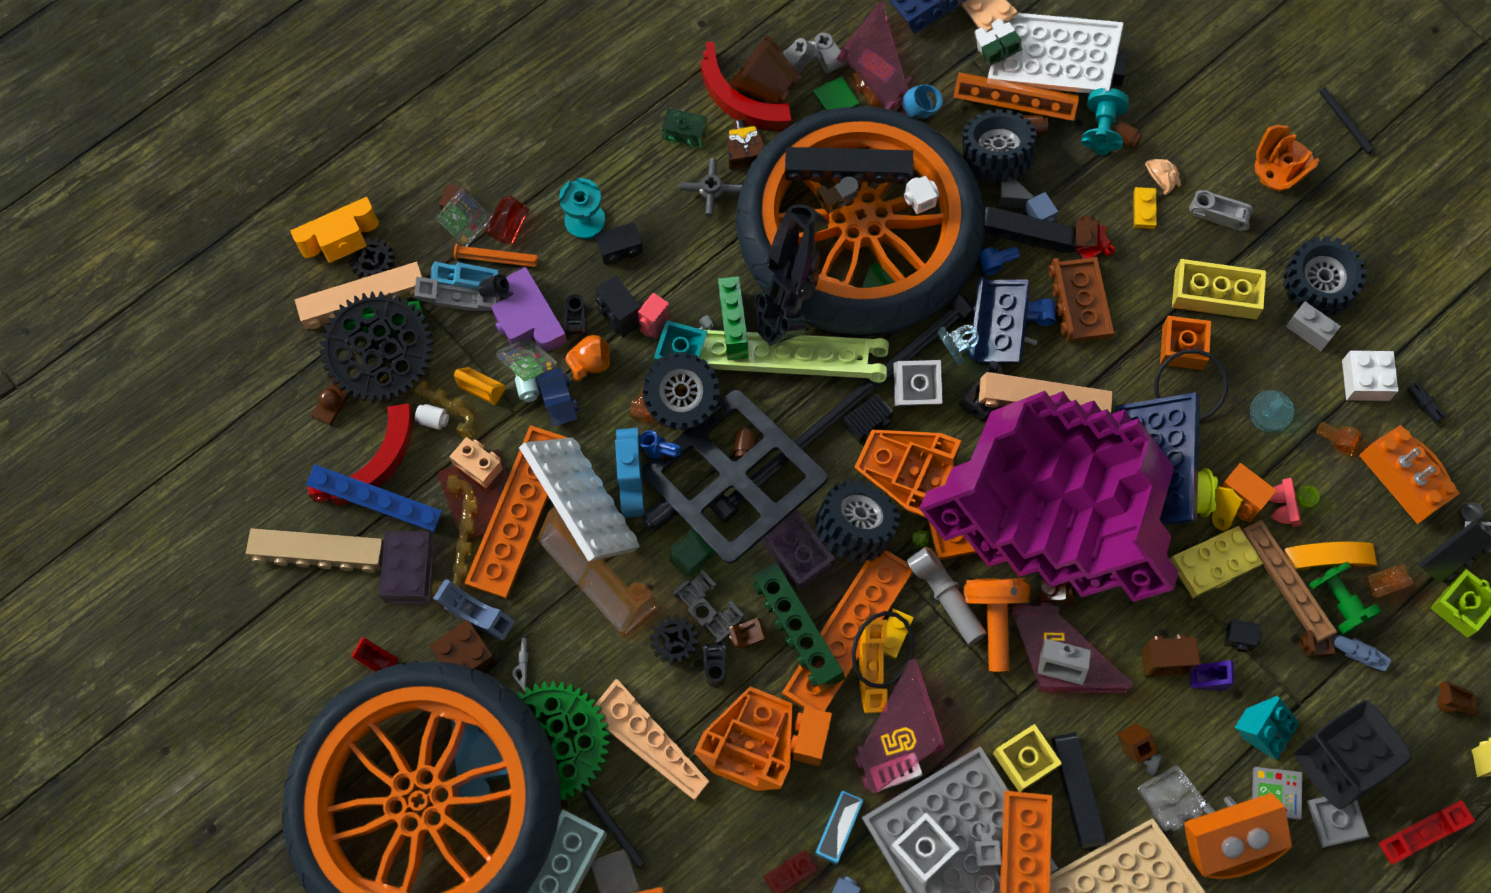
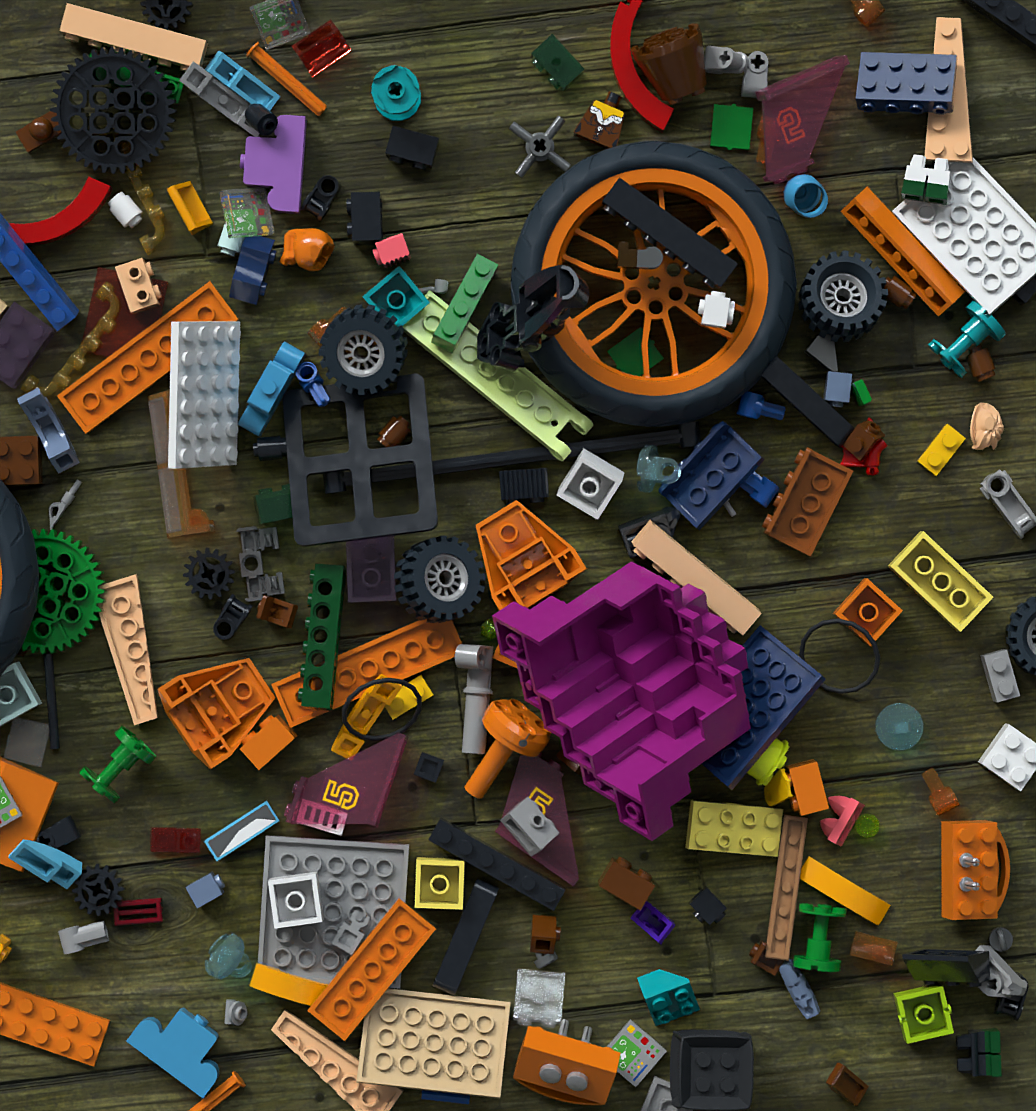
camera: 30 degrees right, 20 degrees up
(704, 829) = (123, 758): none -> green piece
(950, 675) = (429, 767): none -> black plate
(1059, 713) = (497, 863): none -> black brick
(1062, 199) = (860, 392): none -> green tile

